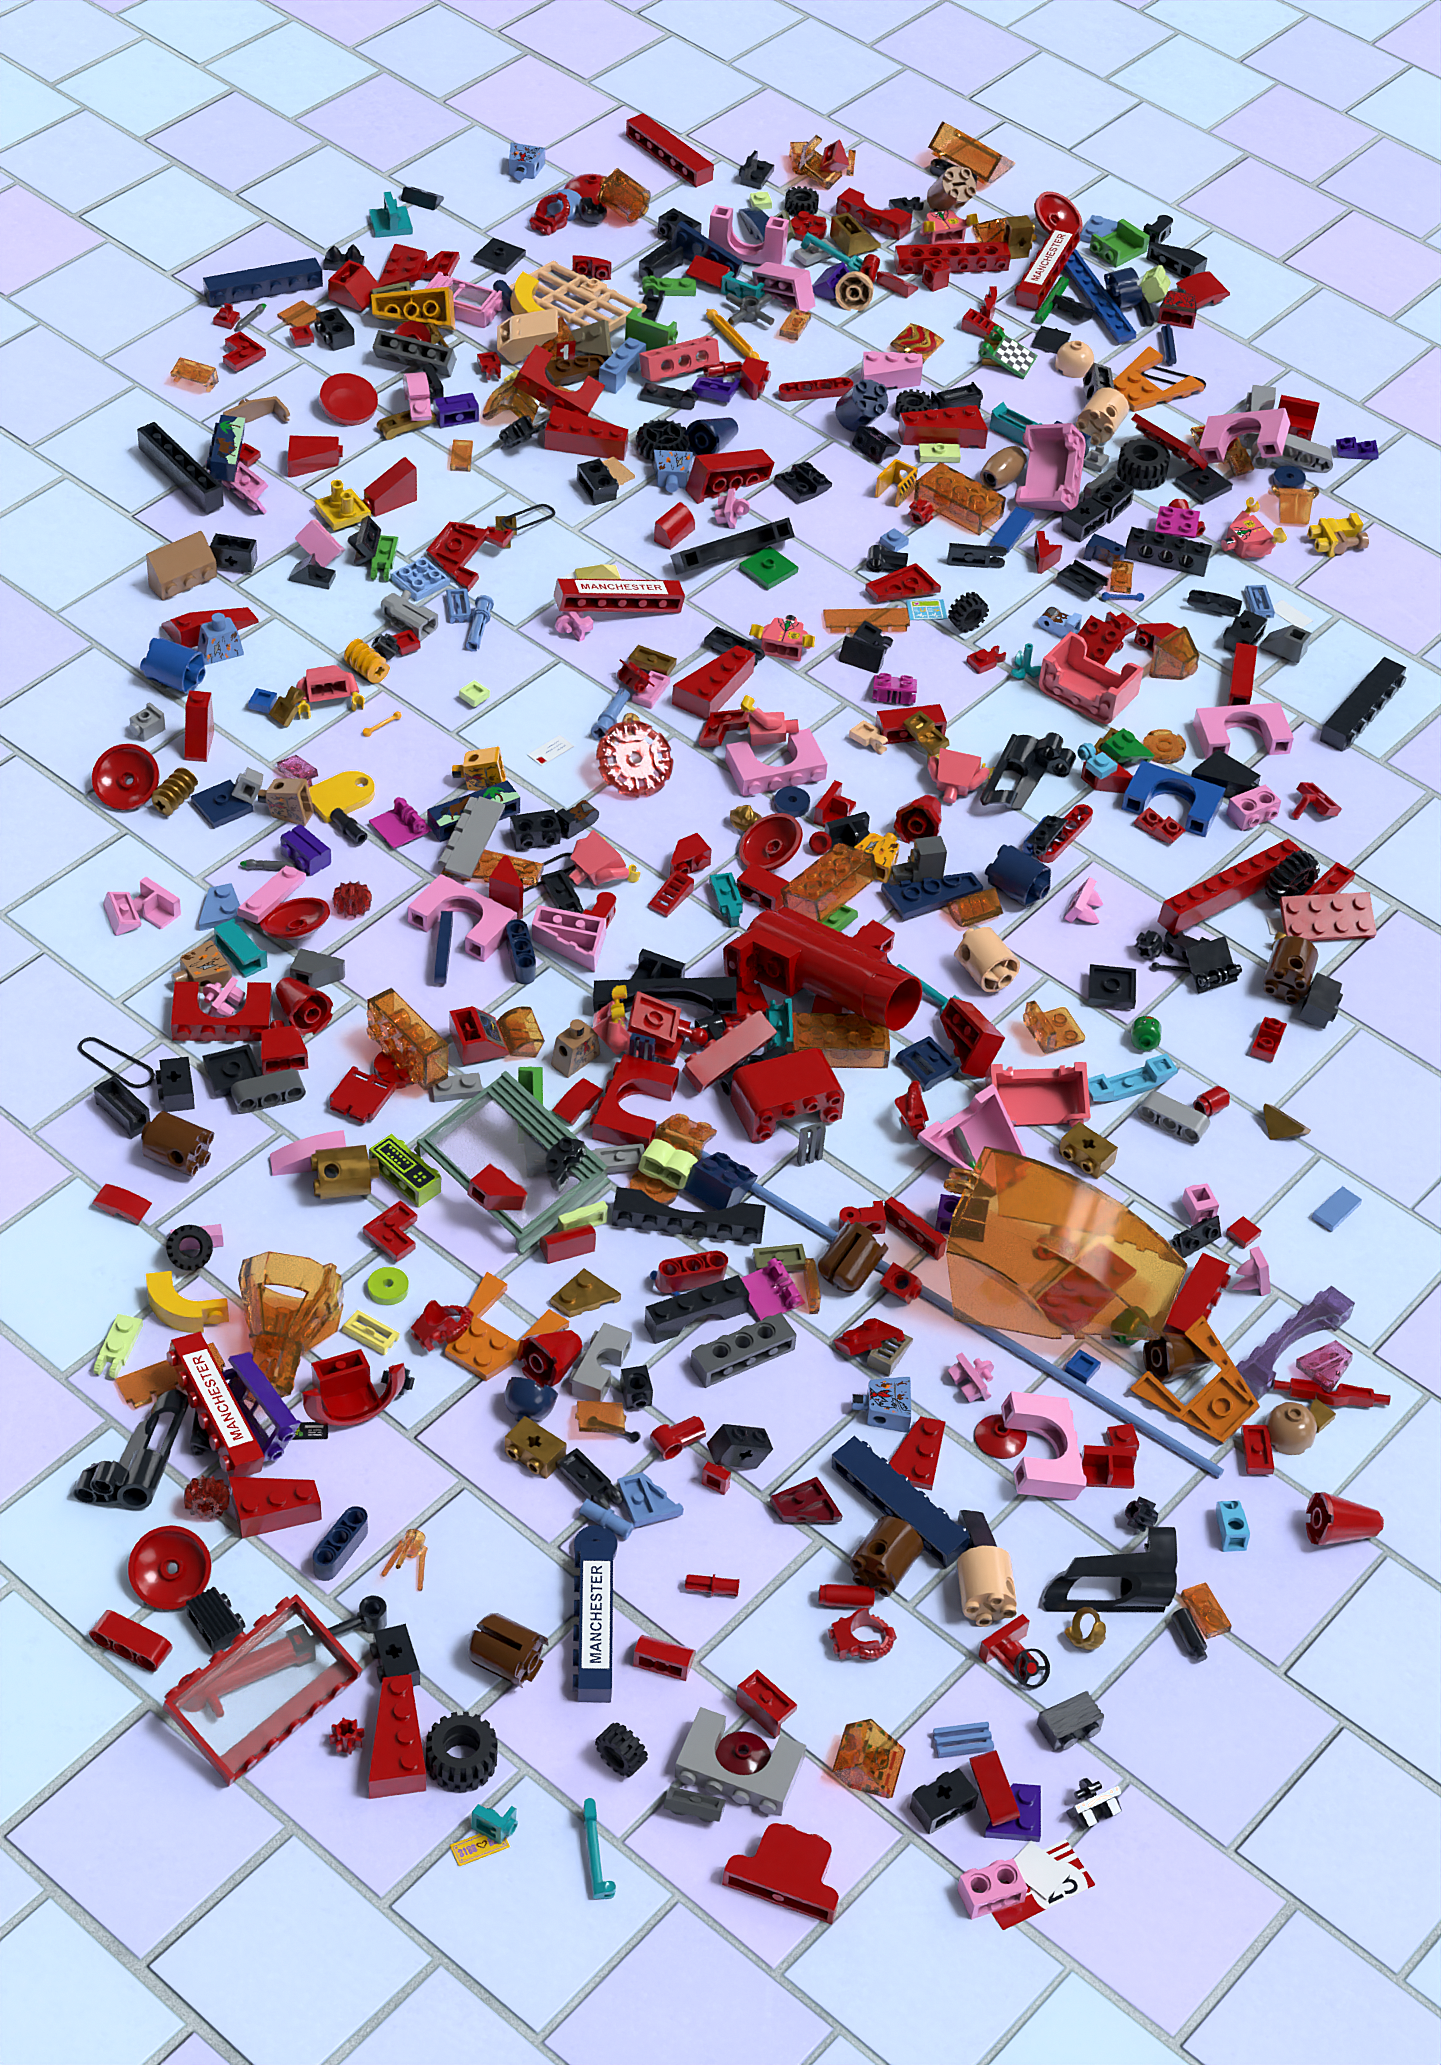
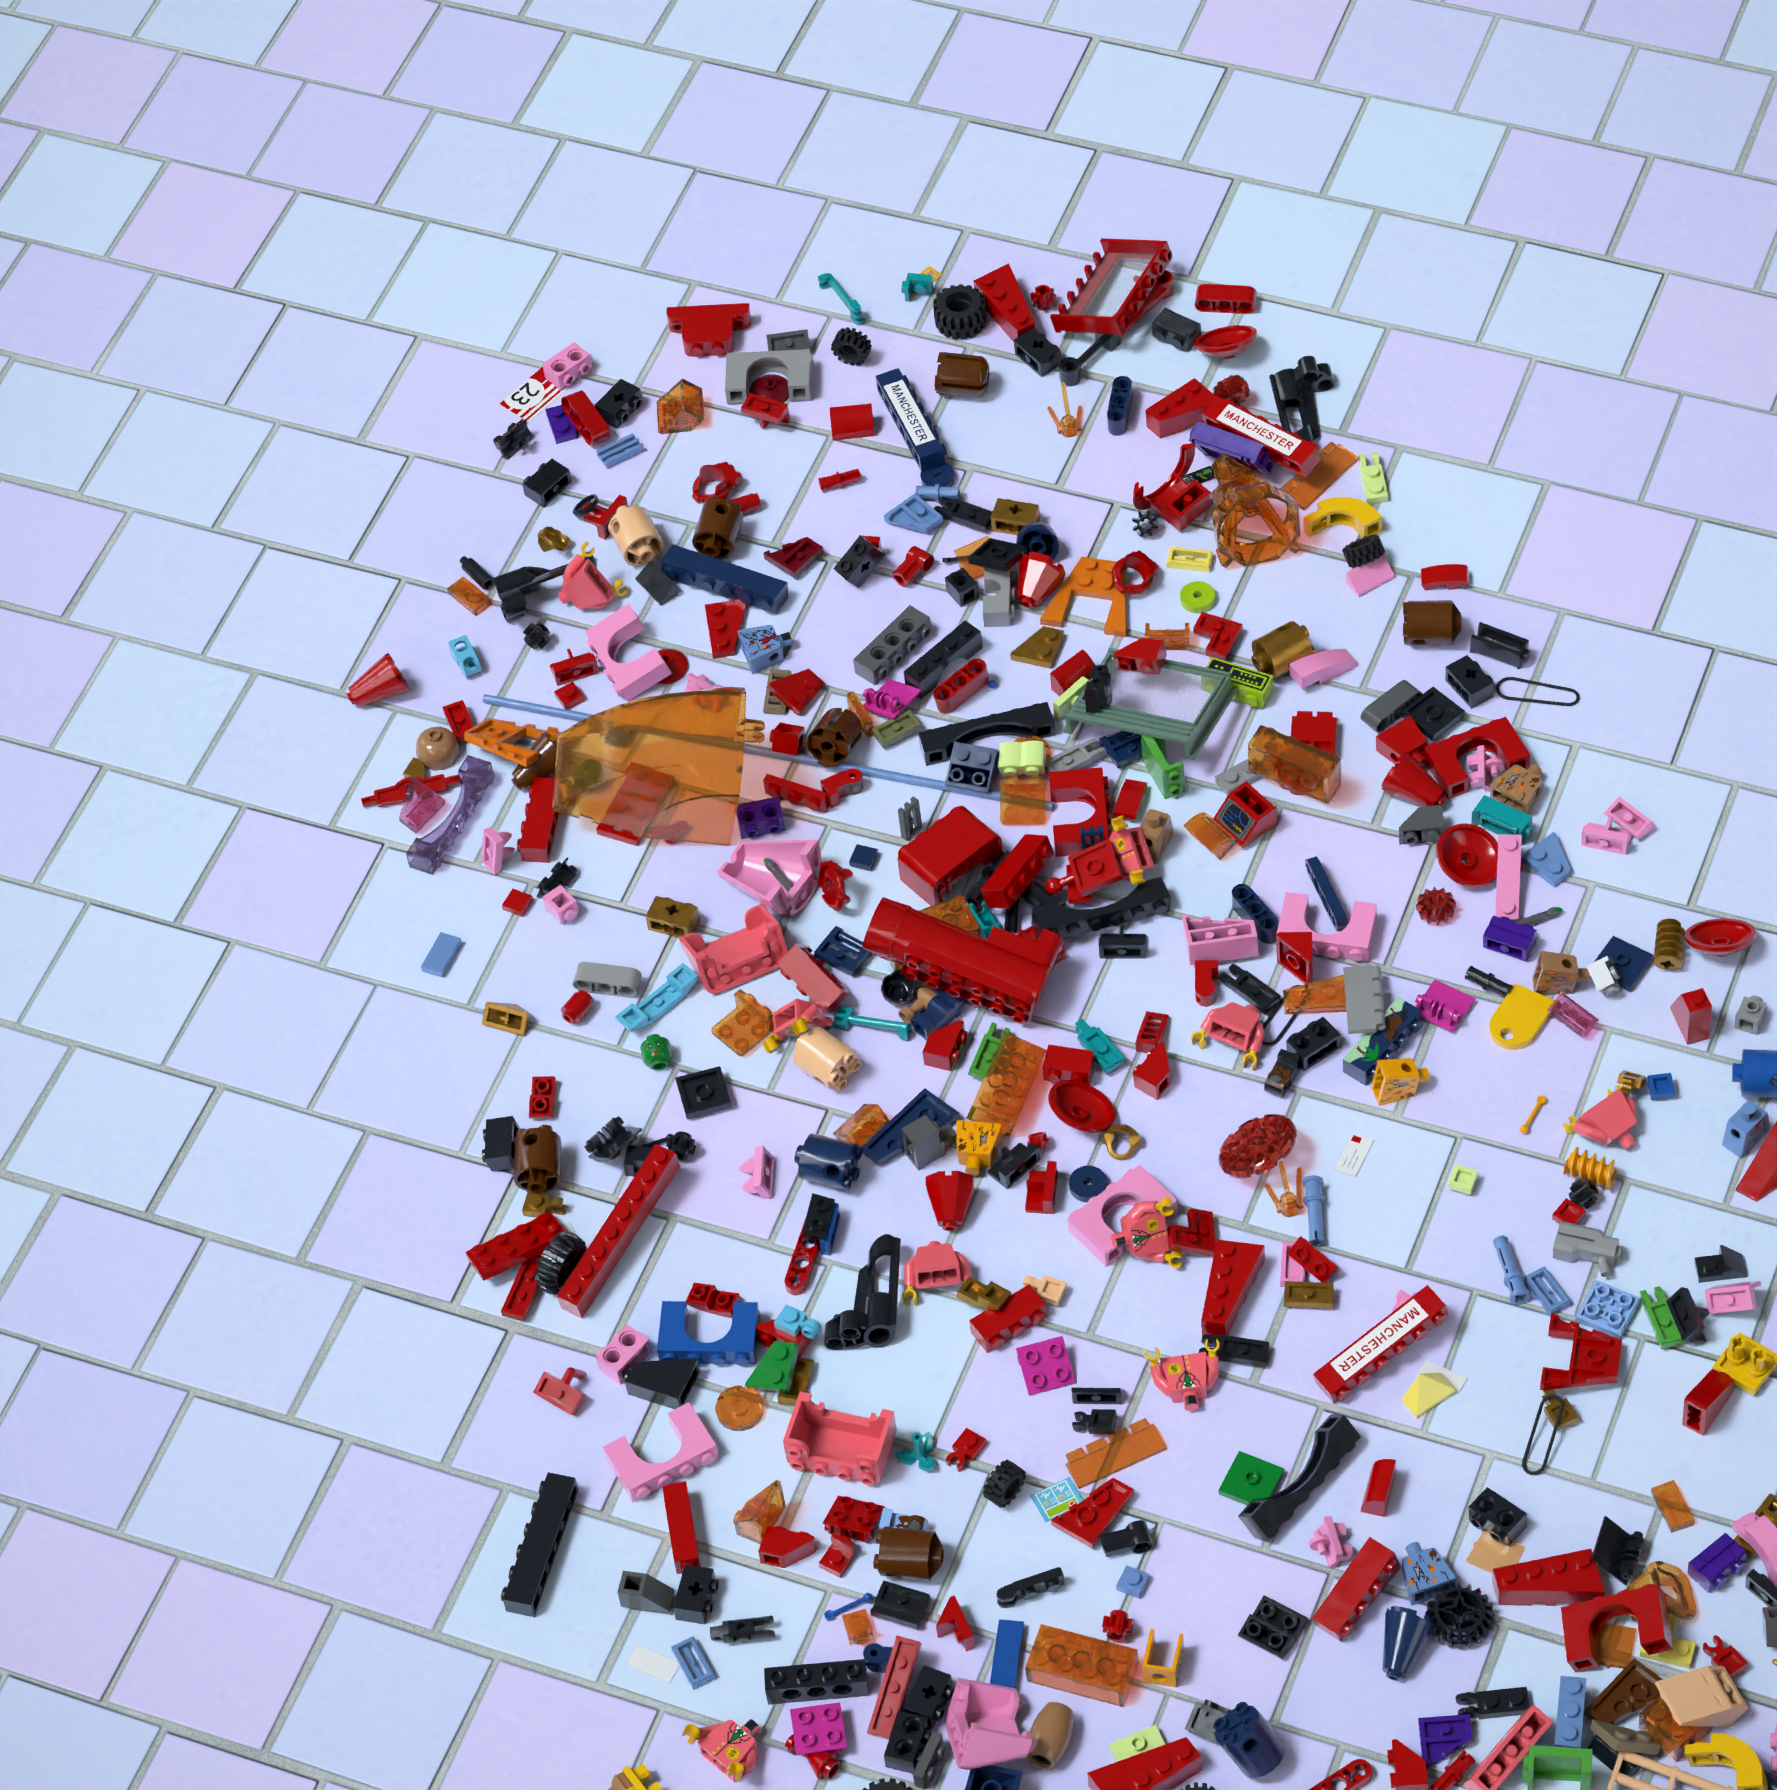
camera: 170 degrees right, 5 degrees up
(446, 1249) = (1173, 638): none -> clear orange hinge
(584, 1382) = (997, 554): none -> black plate
(870, 1146) = (863, 857): none -> dark blue tile
(998, 993) = (796, 1019): none -> coral torso
(1040, 1869) = (540, 396): white sticker -> none
(1064, 1535) = (586, 585): none -> coral torso
(1066, 591) = (908, 1553): none -> reddish brown cylinder
(1109, 526) = (894, 1686): none -> tile

